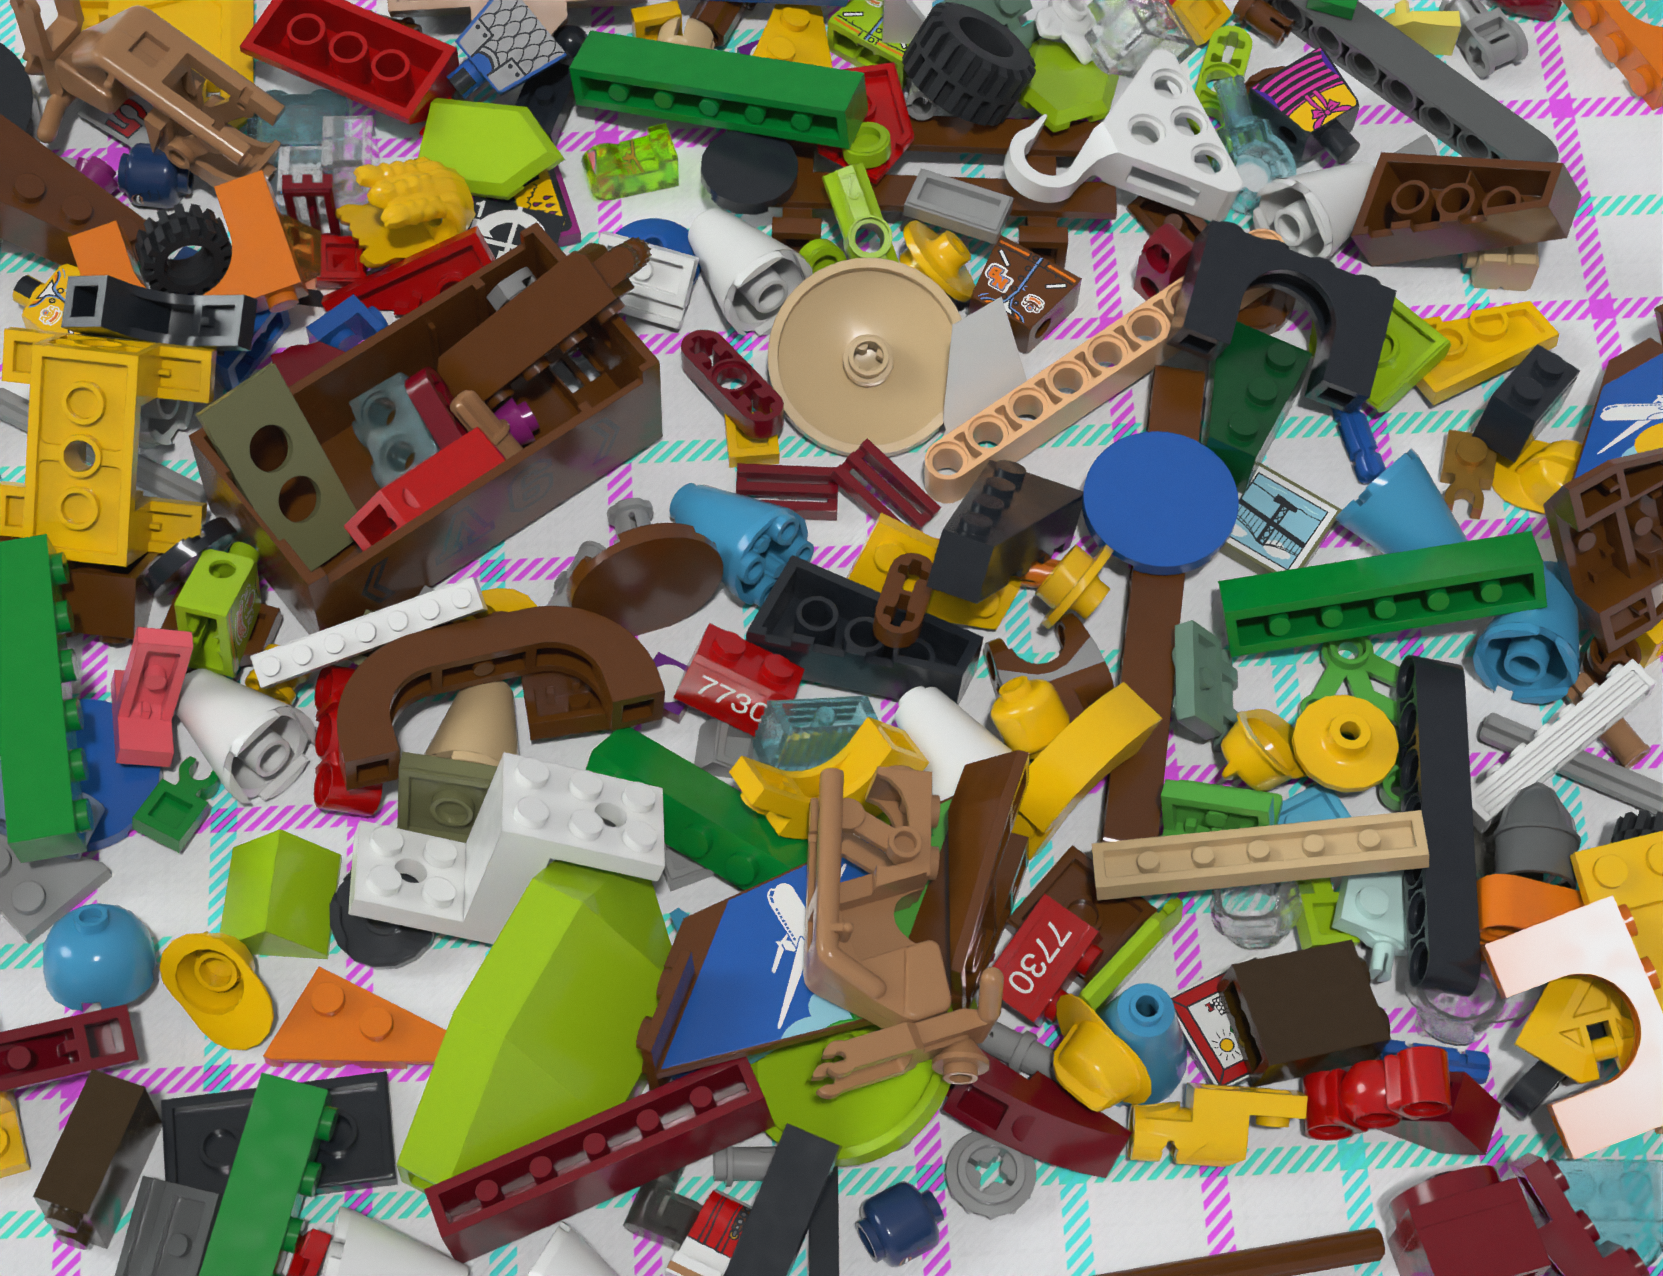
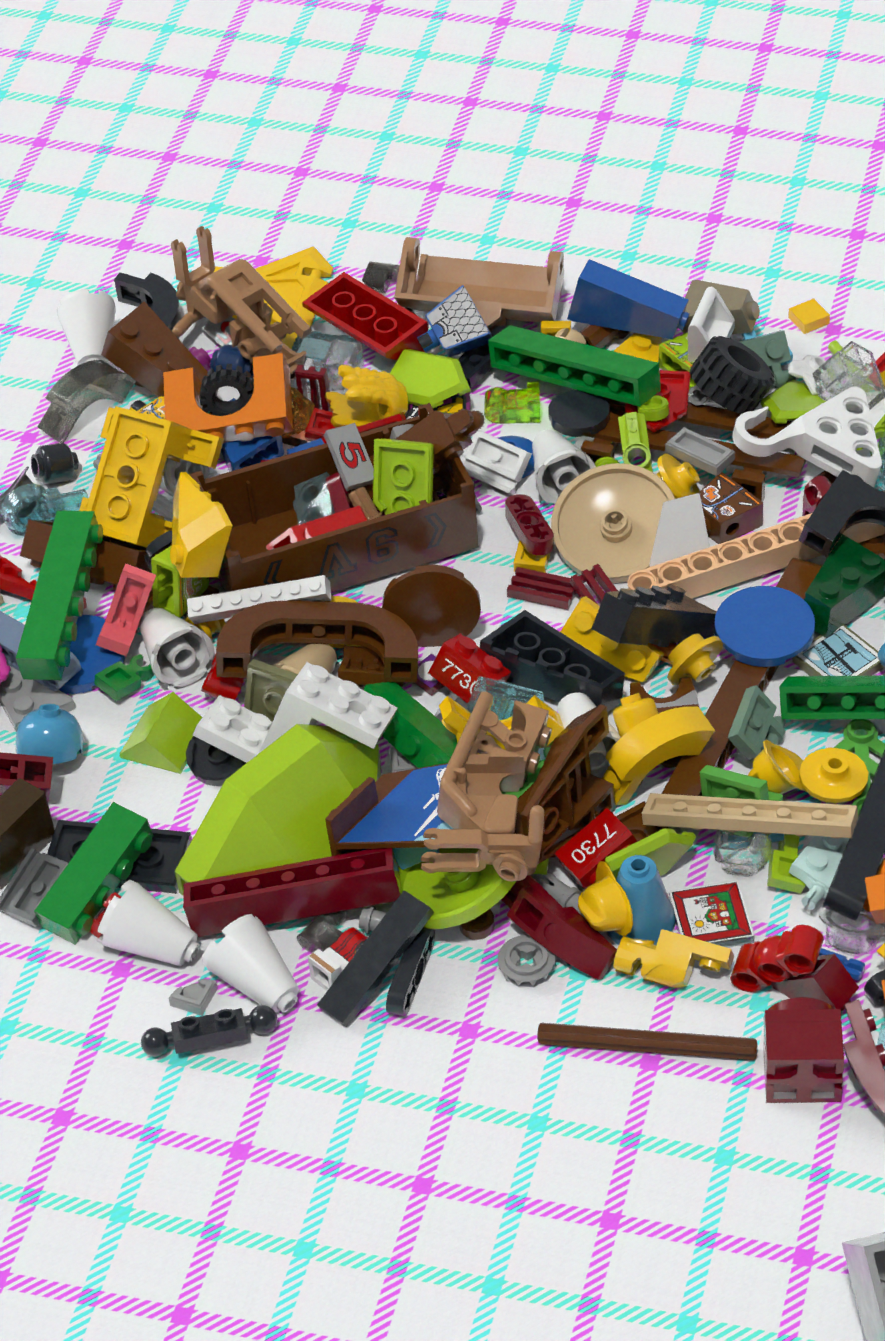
camera: 25 degrees right, 15 degrees down
(126, 311) = (172, 404): black arch -> none
(218, 988) = (109, 766): yellow piece -> none
(230, 427) = (241, 466): olive piece -> none
(241, 541) = (198, 530): none -> yellow wedge
(348, 1025) = (172, 805): orange wing -> none
(438, 343) = (350, 456): none -> light grey tile
(535, 365) = (401, 474): none -> lime tile
(749, 534) = (504, 598): dark azure cone -> none
(895, 597) = (575, 638): reddish brown beam -> none
(899, 1224) = (460, 971): dark blue head -> none
(1303, 1012) = (749, 907): dark brown brick -> none

